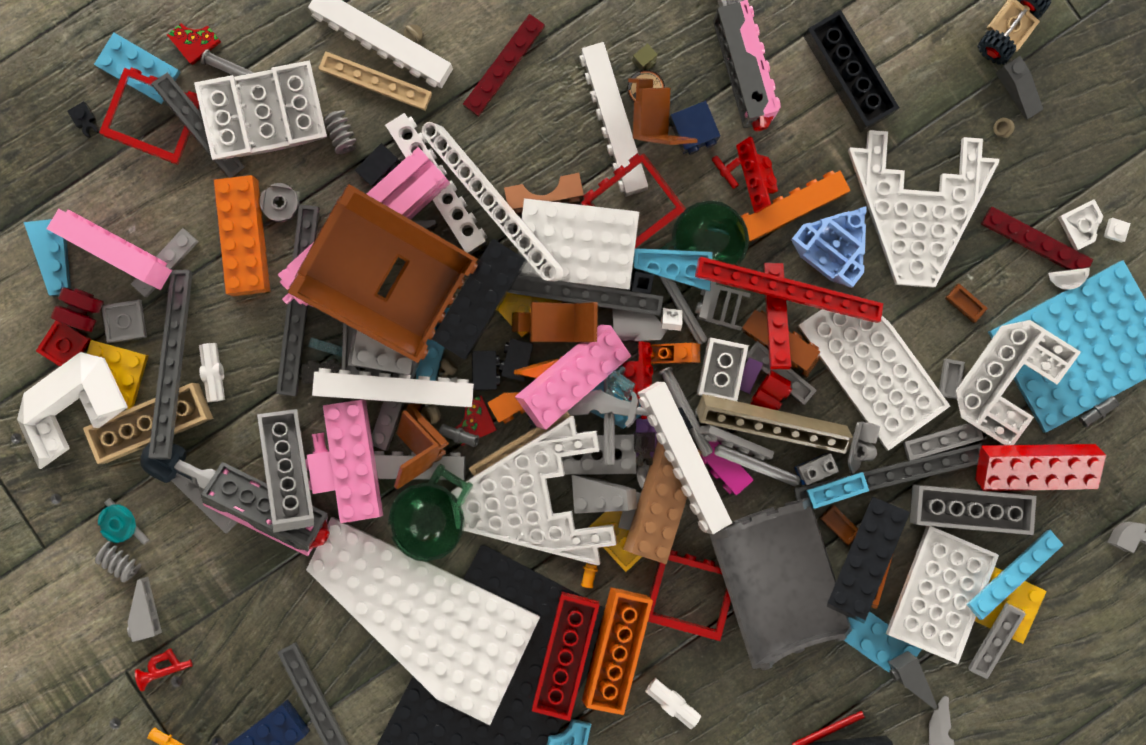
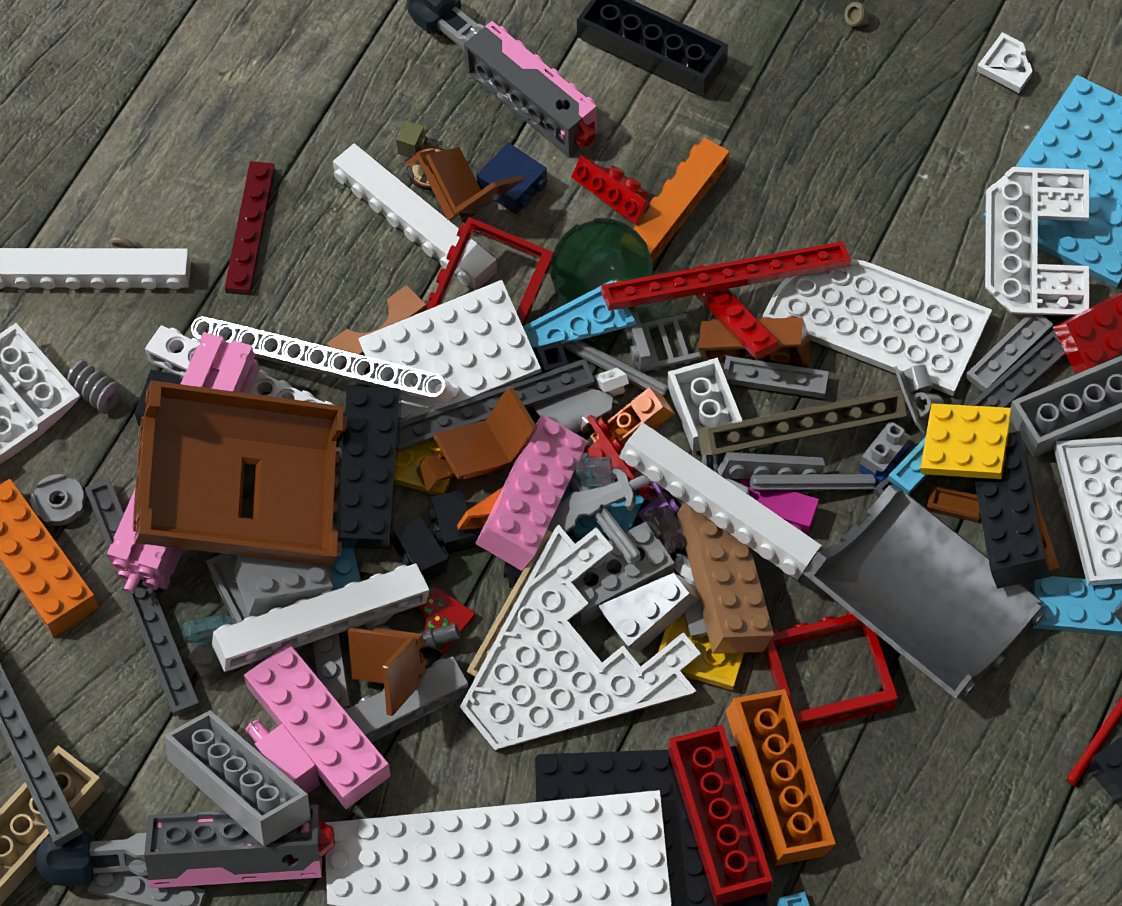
camera: 25 degrees left, 25 degrees down
(212, 372) = (75, 732): white piece -> none
(375, 81) = (104, 315): tan plate -> none
(429, 518) = (451, 739): clear green windscreen -> none
(505, 407) = (472, 576): orange slope -> none
(589, 575) = (690, 715): light orange pin -> none
(673, 703) = (890, 809): white piece -> none
(725, 170) = (576, 206): red piece -> none
(750, 374) = (741, 393): medium lavender sticker -> none
(772, 391) = (778, 393): red brick -> none
(835, 246) = (748, 215): light blue wedge -> none
(871, 500) = (966, 441): none -> yellow plate
(918, 226) = (827, 156): white wing -> none
(951, 377) = (972, 283): light grey tile -> none
(966, 303) = (937, 202): dark orange tile -> none
(1035, 240) = (971, 104): dark red plate -> none
(1070, 278) = (1031, 120): white plate -> none
(1116, 230) = (1049, 51): white plate -> none

